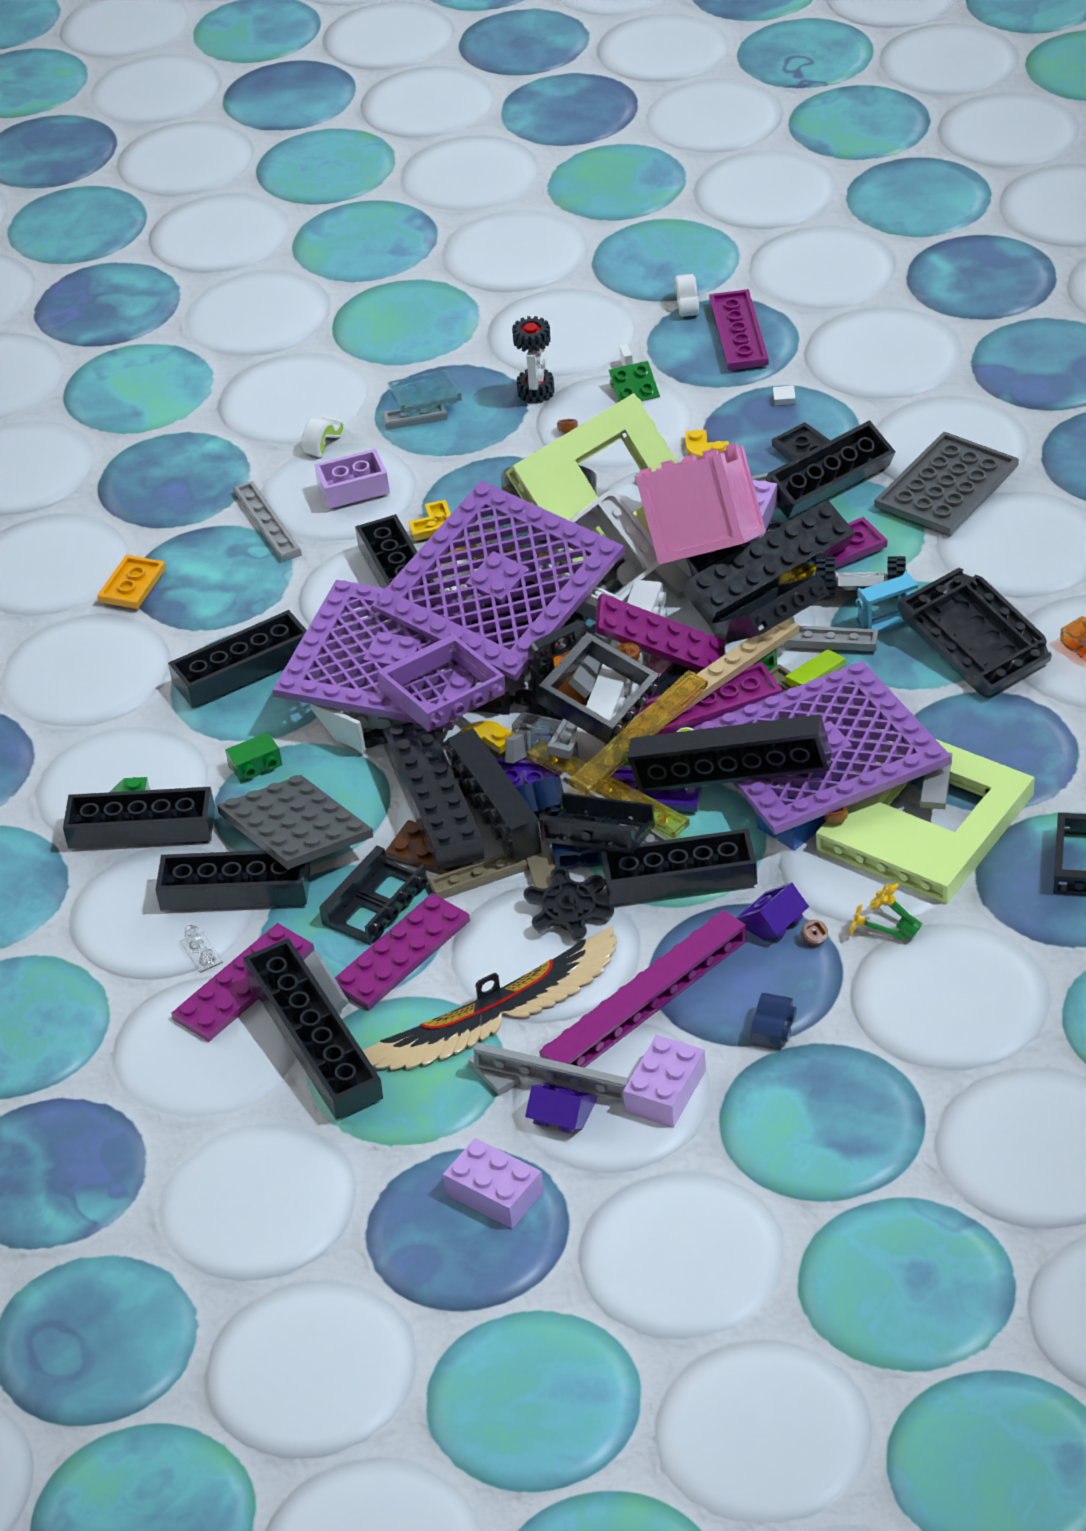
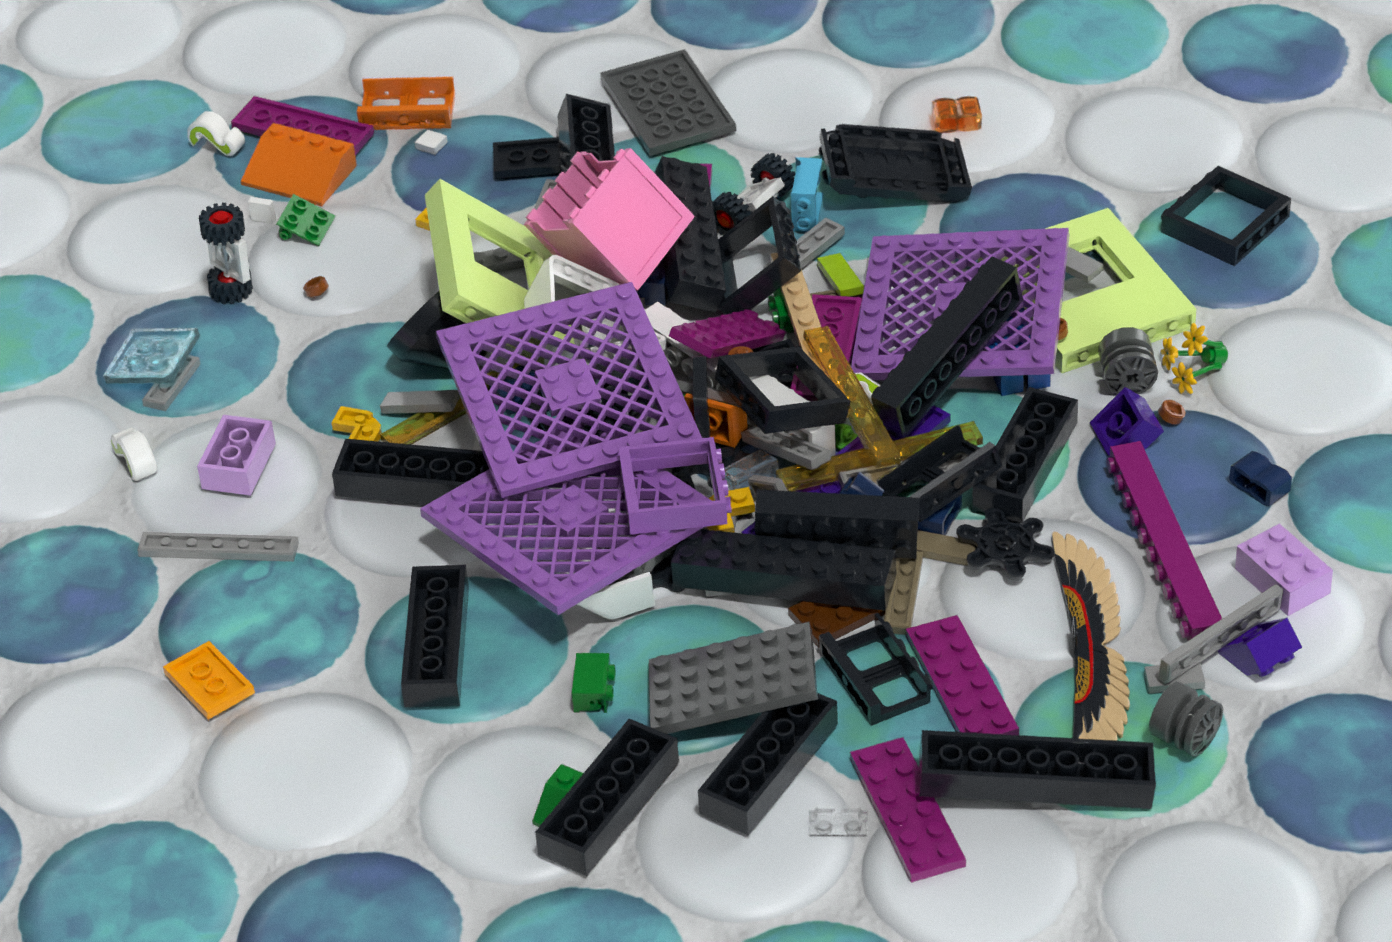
camera: 60 degrees left, 0 degrees up
(430, 1090) = (1186, 718): none -> dark grey wheel
(493, 1183) = (1325, 726): lavender brick -> none
(692, 349) = (299, 164): none -> orange slope
(806, 373) = (408, 112): none -> orange window
(840, 874) = (1128, 360): none -> dark grey wheel

